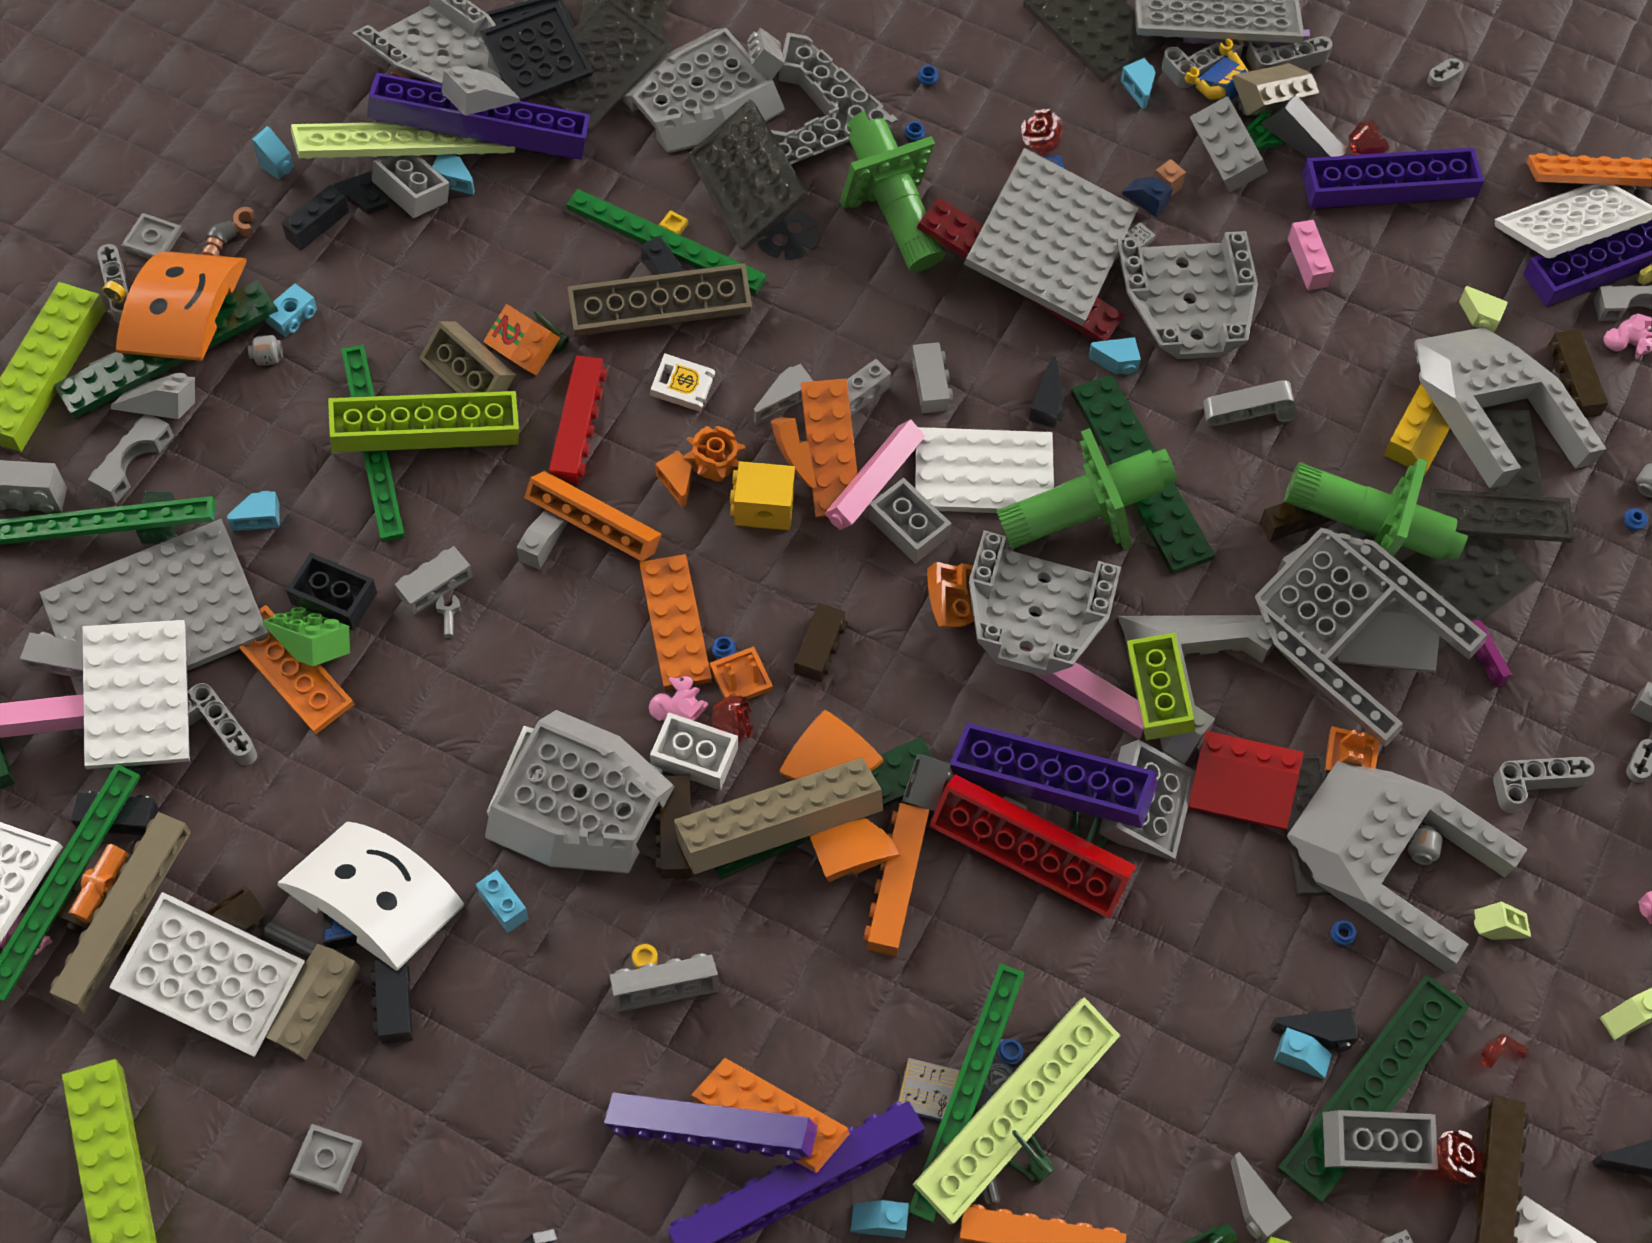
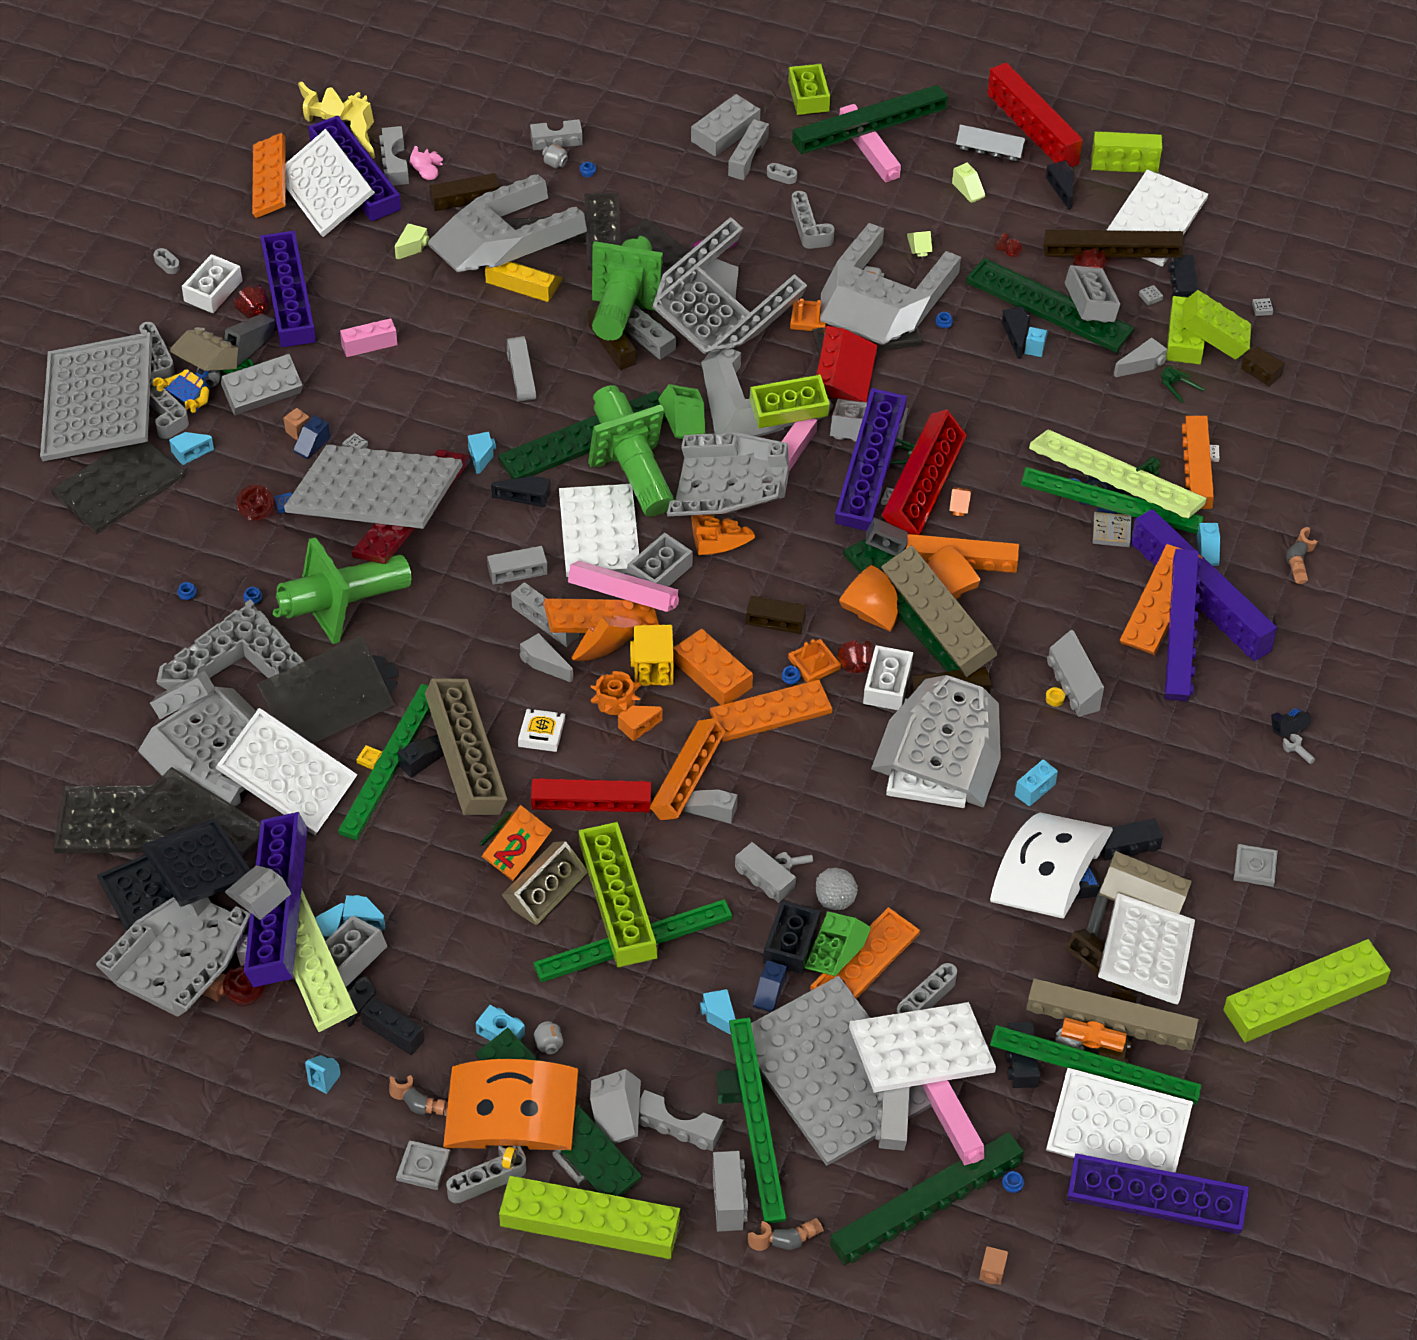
camera: 95 degrees left, 10 degrees down
(277, 565) = (770, 986): none -> dark blue slope
(389, 648) = (836, 889): none -> light grey hair
(463, 201) = (364, 910): none -> medium azure slope
(646, 135) = (286, 770): none -> white plate
(682, 703) = (848, 692): bright pink animal -> none
(743, 561) = (712, 667): none -> orange brick
(995, 893) = (960, 501): none -> slope
(1160, 574) = (683, 410): none -> bright green slope
(1216, 278) = (412, 387): light grey wedge -> none
(1399, 106) = (212, 283): none -> white brick

